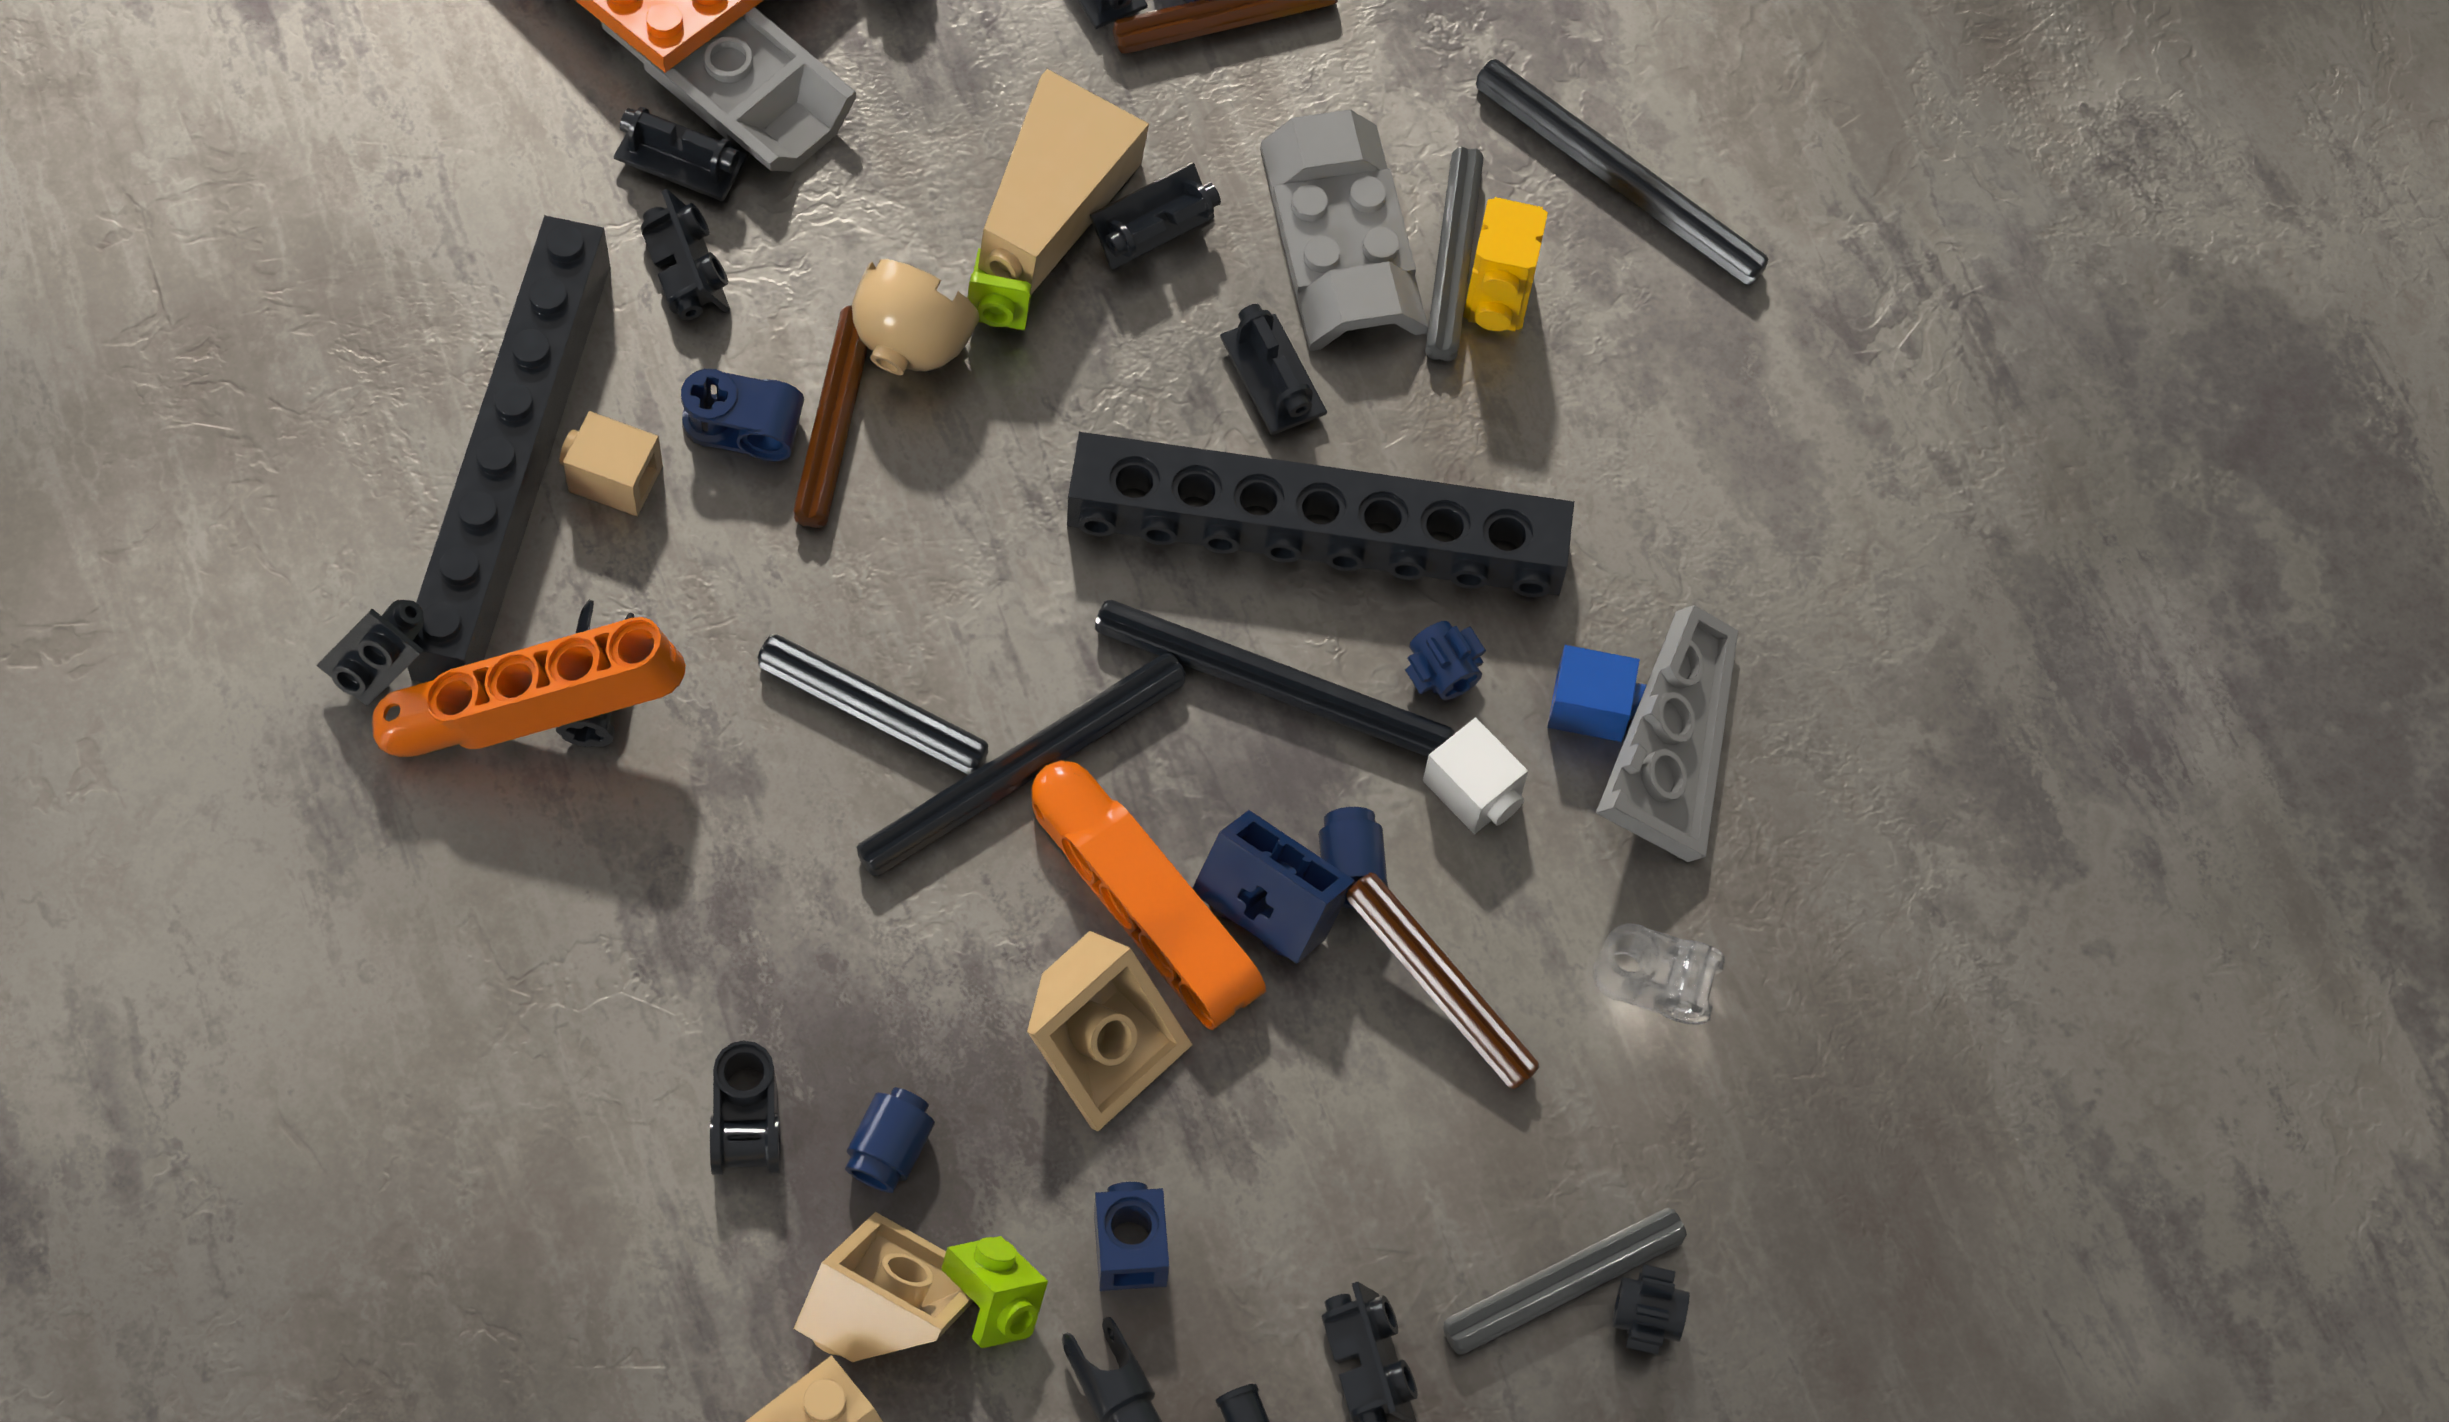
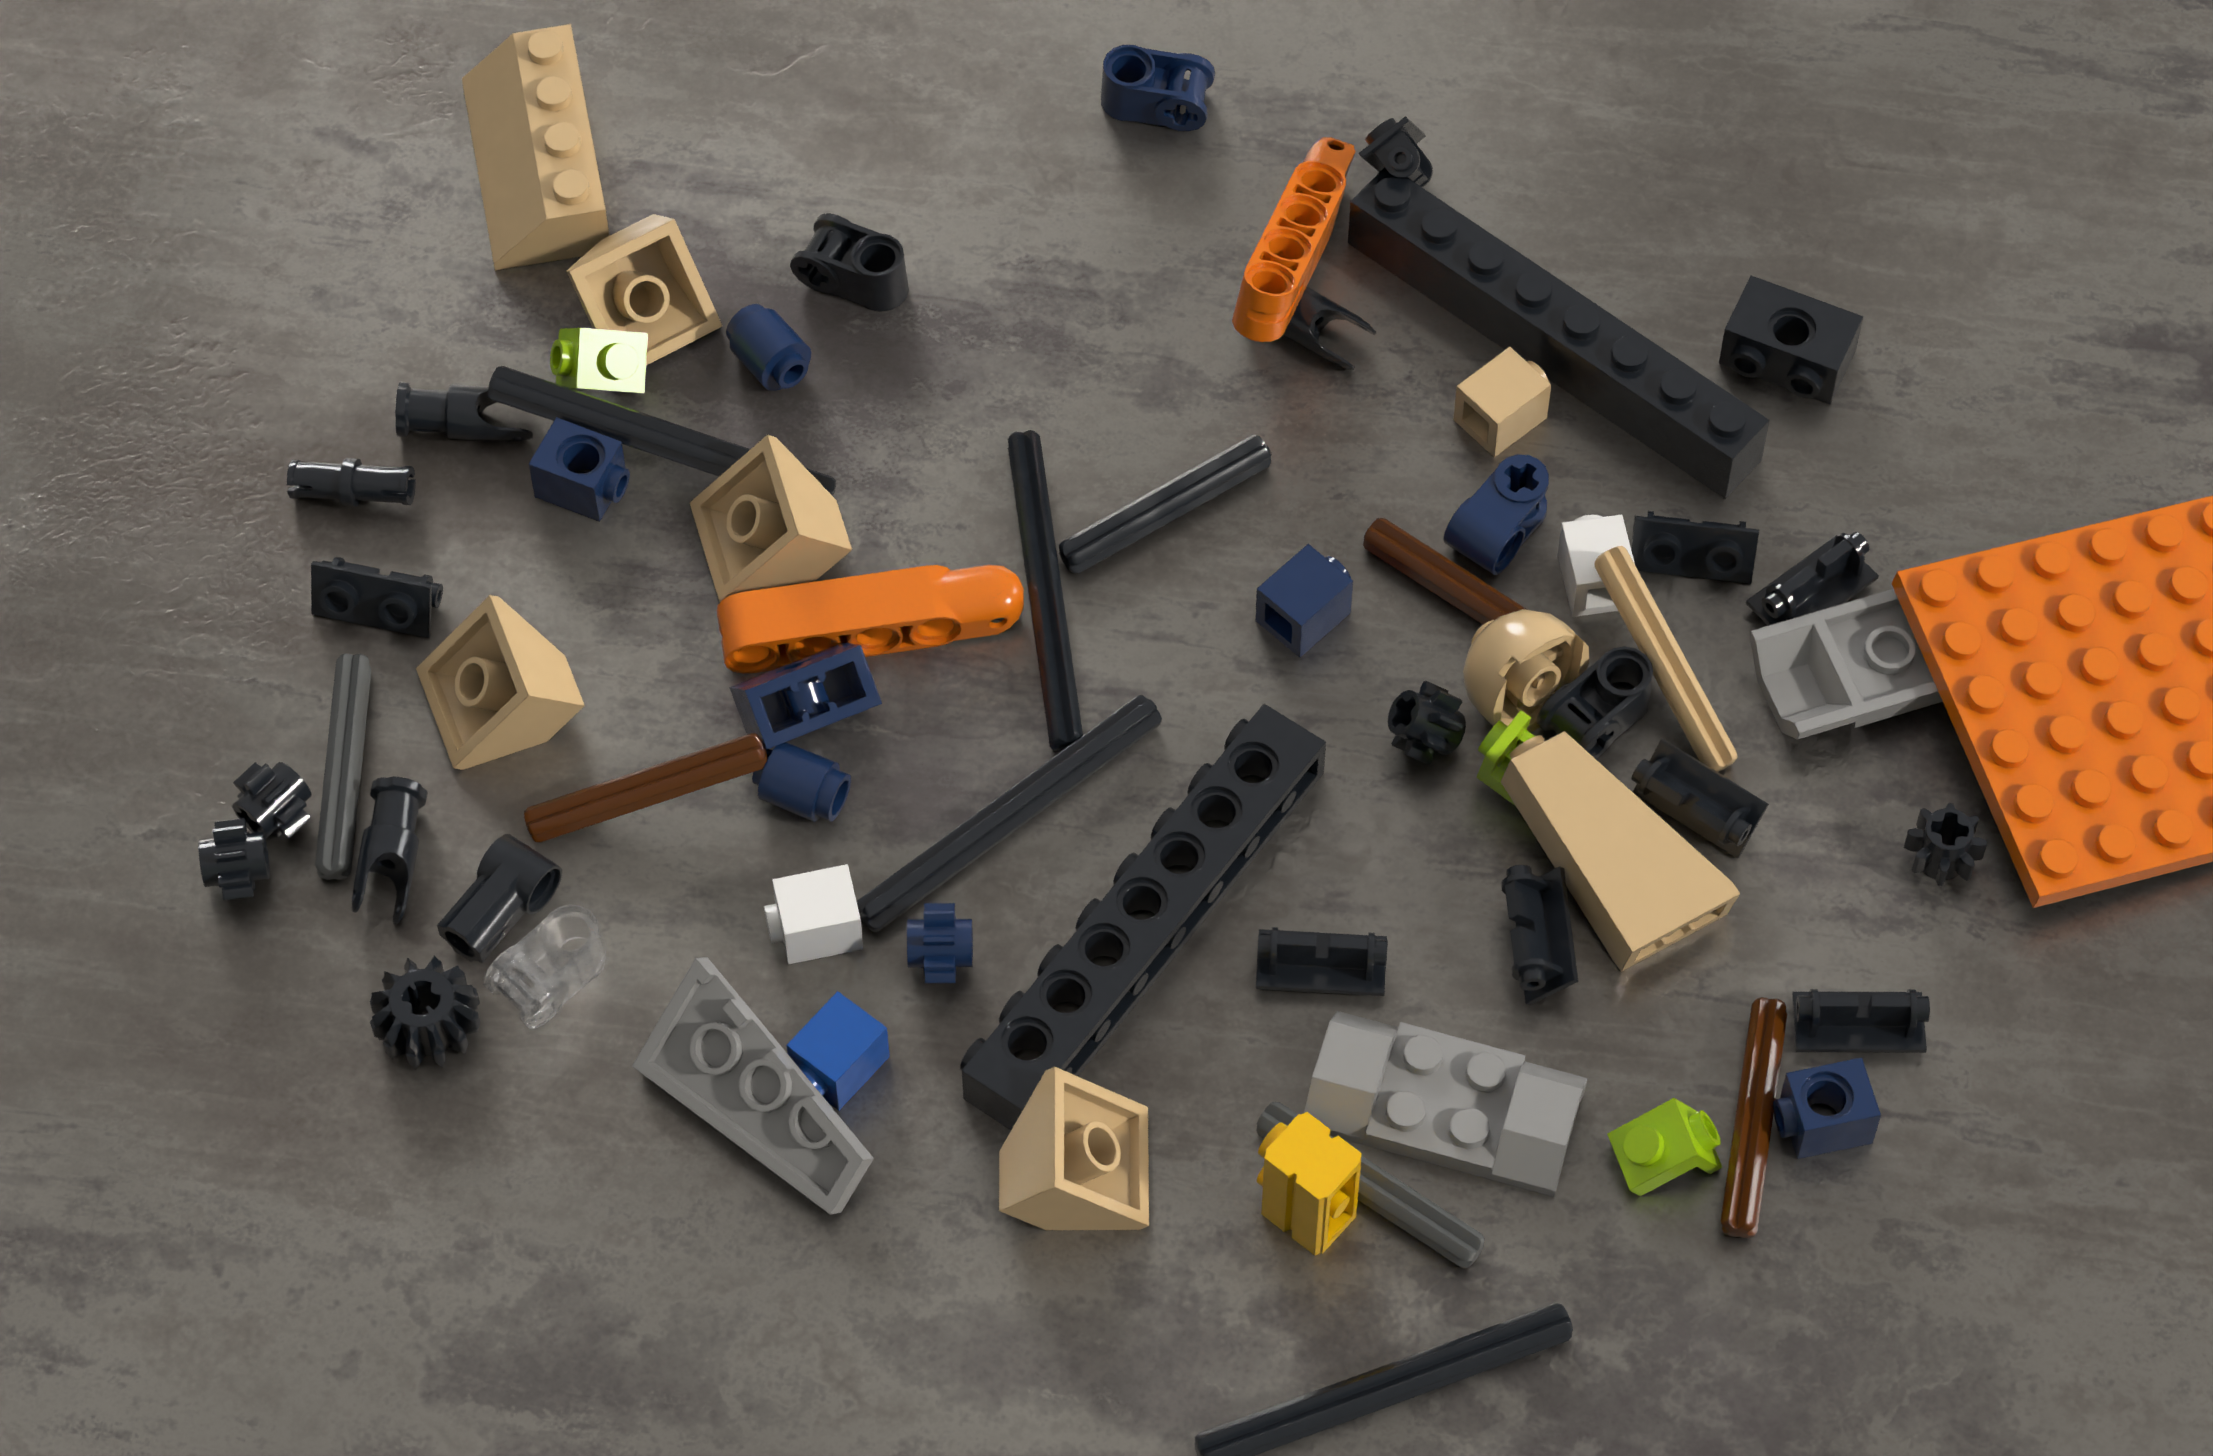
camera: 125 degrees right, 5 degrees down
(377, 925) = (1151, 87): none -> dark blue piece
(413, 228) = (1775, 315): none -> black brick
(754, 318) = (1578, 548): none -> white brick
(835, 216) = (1667, 659): none -> tan axle
(900, 243) = (1594, 709): none -> black piece
(921, 532) = (1304, 599): none -> dark blue brick
(952, 150) = (1699, 797): none -> black hinge
(1012, 390) = (1426, 722): none -> black gear
(1059, 1190) = (621, 423): none -> black axle
(1296, 56) = (1665, 1145): none -> lime bracket
(1417, 1174) = (497, 686): none -> tan slope
(1585, 457) = (1077, 1158): none -> tan slope
(1600, 1052) = (508, 885): none -> black piece
(1628, 1182) = (390, 841): none -> black piece
(1729, 1306) = (234, 859): none -> black gear
(1758, 1070) = (401, 1007): none -> black gear

